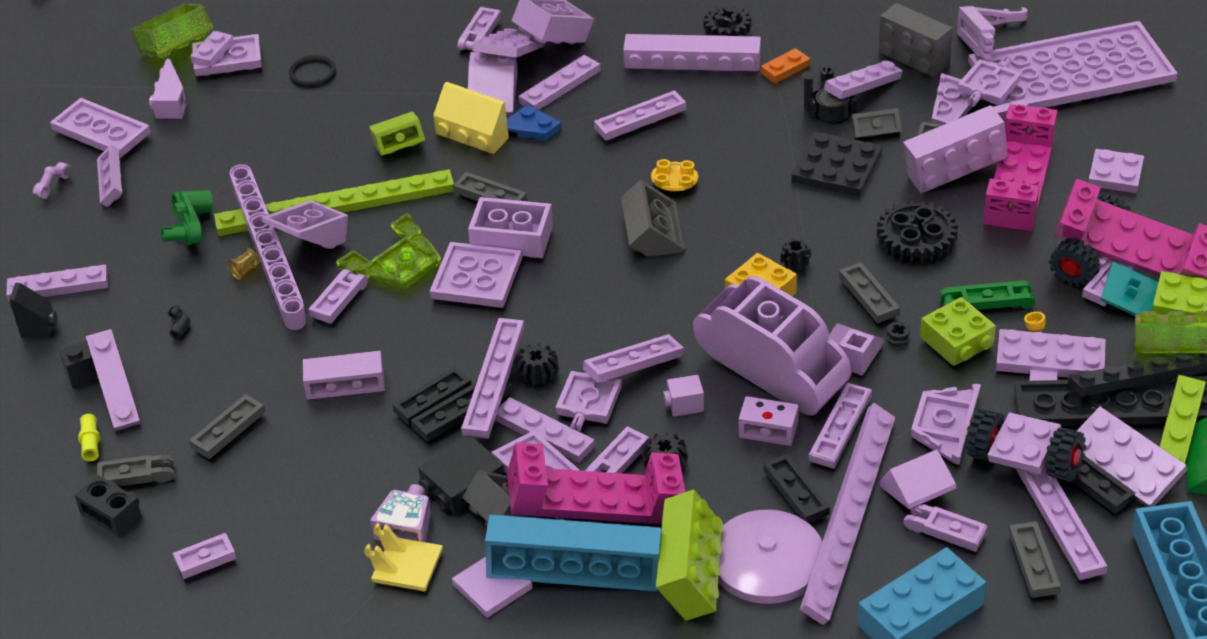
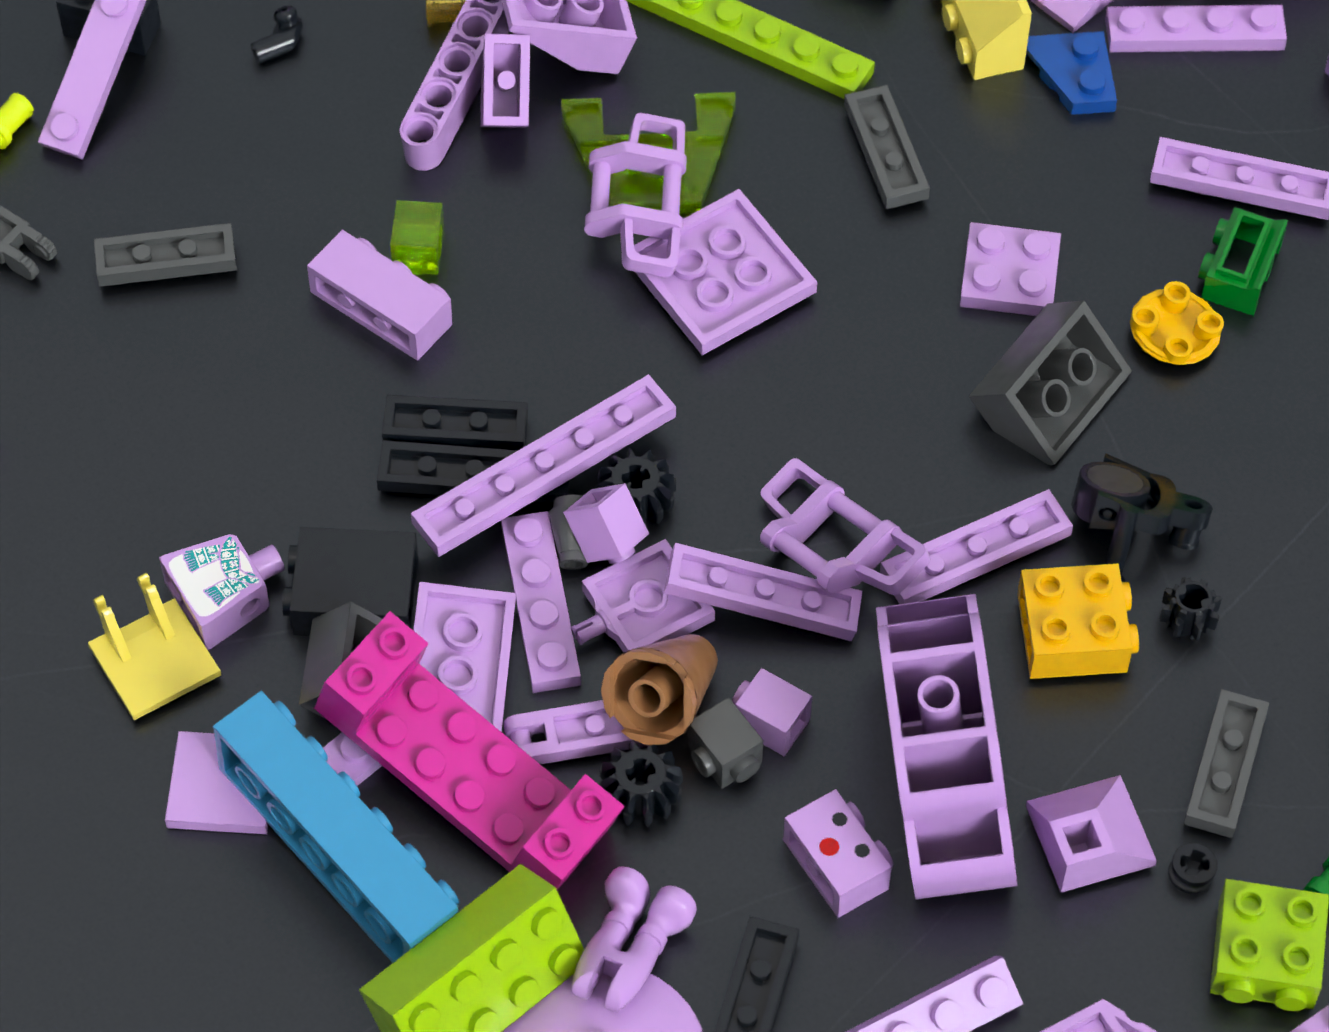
camera: 40 degrees right, 15 degrees up
(310, 265) = (505, 81): none -> lavender slope
(333, 342) = (418, 236): none -> clear neon green brick
(337, 295) = (511, 157): lavender plate -> none
(425, 274) = (631, 219): none -> lavender bar
(512, 225) = (841, 231): lavender brick -> none
(526, 393) = (566, 544): none -> dark grey cone
(544, 378) = (606, 524): none -> lavender brick
(588, 201) = (1010, 269): none -> lavender plate
(642, 411) = (659, 687): none -> medium nougat cone
(656, 330) = (791, 531): none -> lavender bar
(673, 150) = (1231, 287): none -> green window
(681, 418) = (725, 744): none -> dark grey brick
(692, 293) = (984, 546): none -> lavender plate
(731, 488) = (628, 898): none -> lavender piece
(736, 235) = (1115, 498): none -> black piece
(840, 425) = (931, 947): lavender plate -> none

